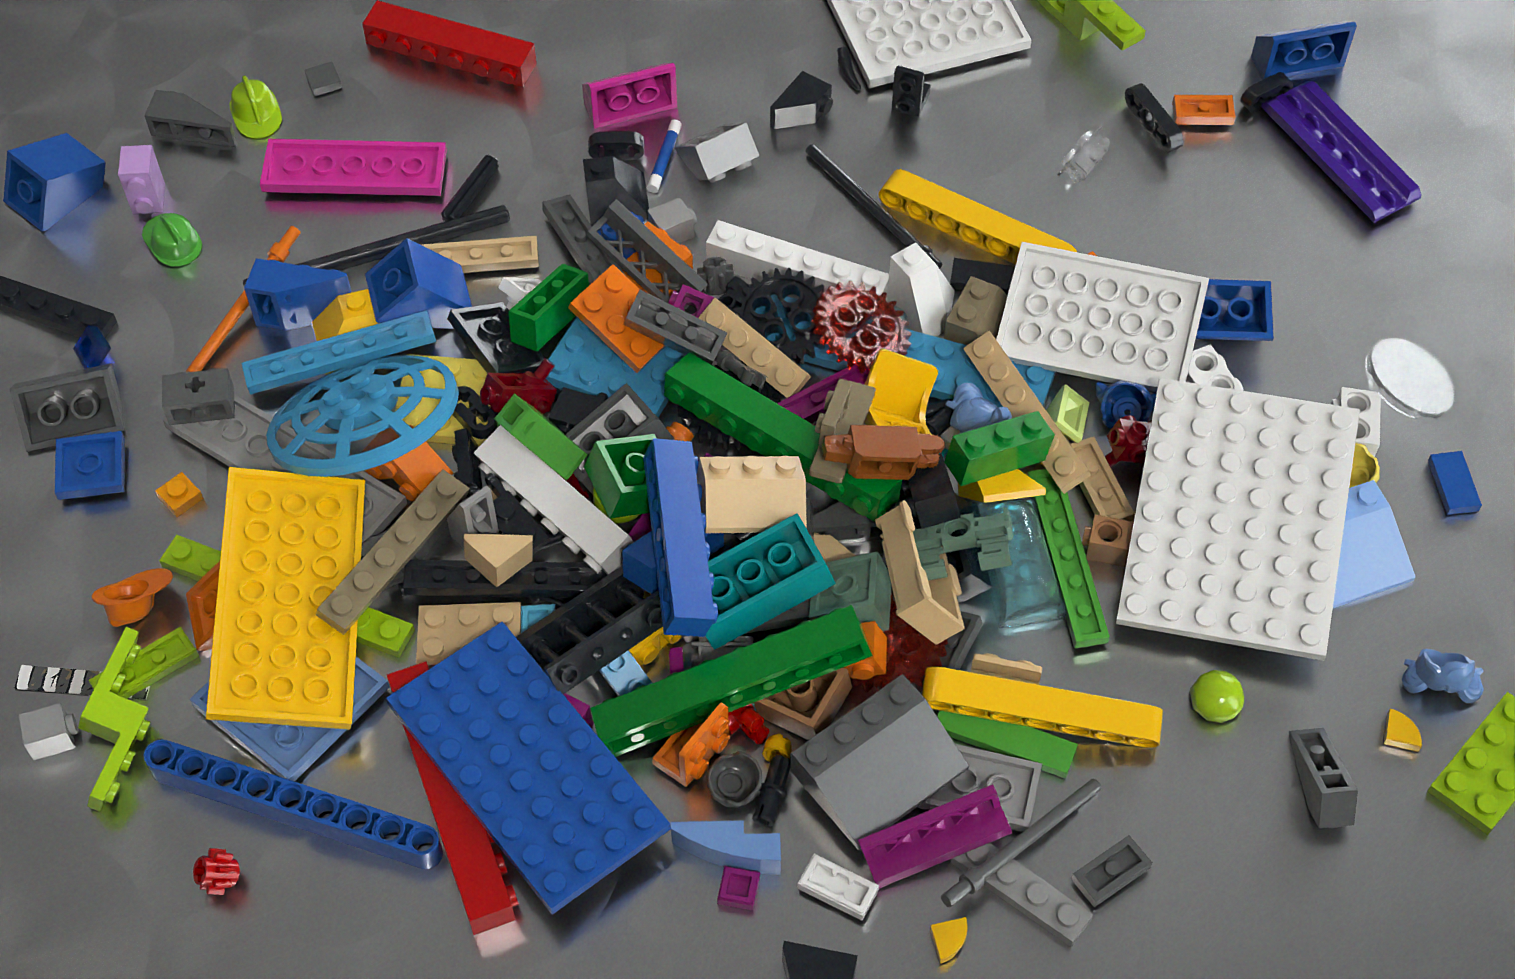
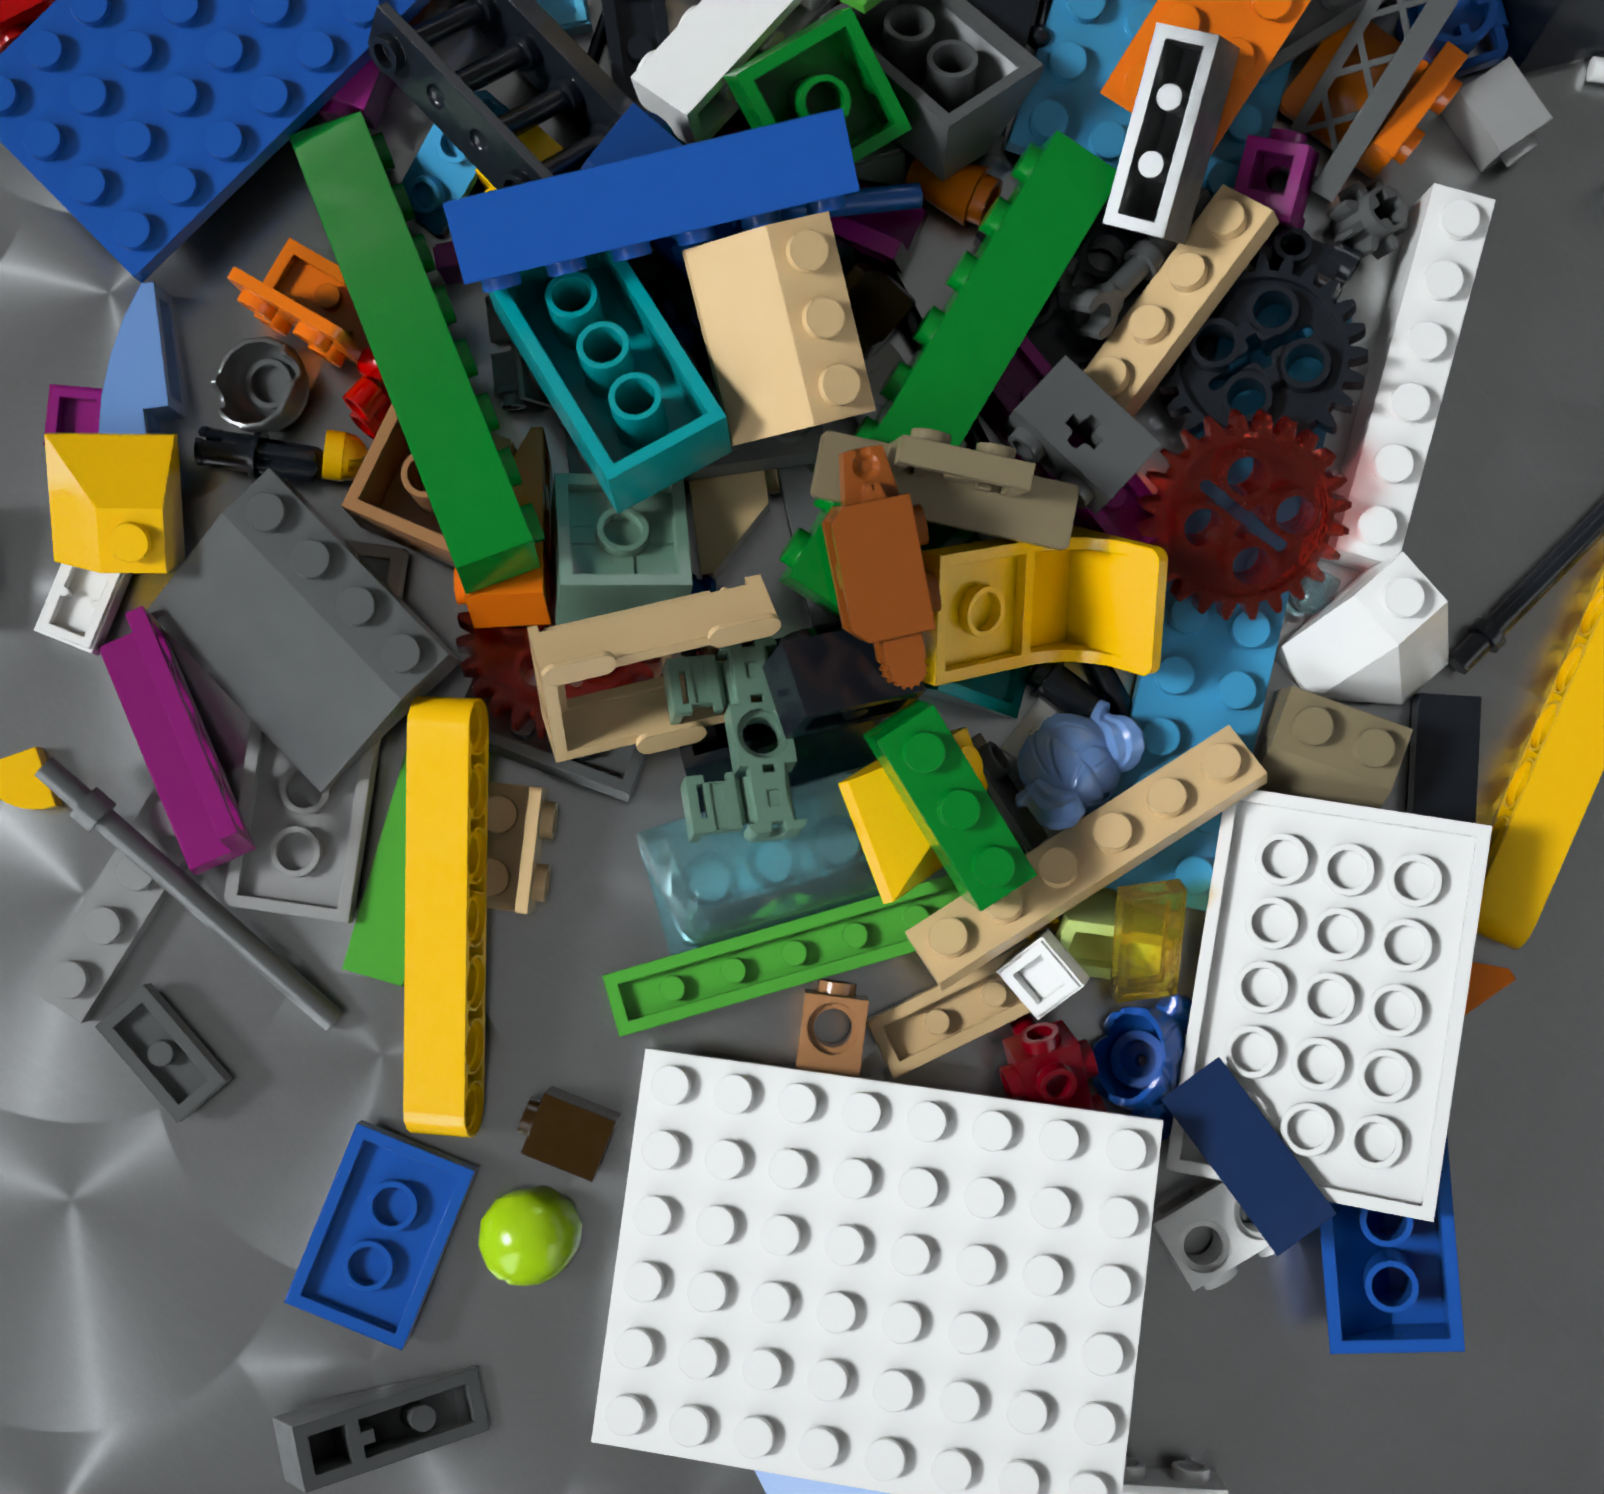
camera: 85 degrees right, 30 degrees up
(798, 847) = (115, 501): none -> yellow slope
(807, 387) = (1073, 403): none -> dark grey brick
(1068, 393) = (1147, 940): none -> clear yellow tile
(1084, 437) = (1043, 974): none -> white tile
(1160, 666) = (568, 1132): none -> dark brown brick
(1177, 353) = (1248, 1156): none -> dark blue sticker
(1216, 767) = (381, 1234): none -> blue plate

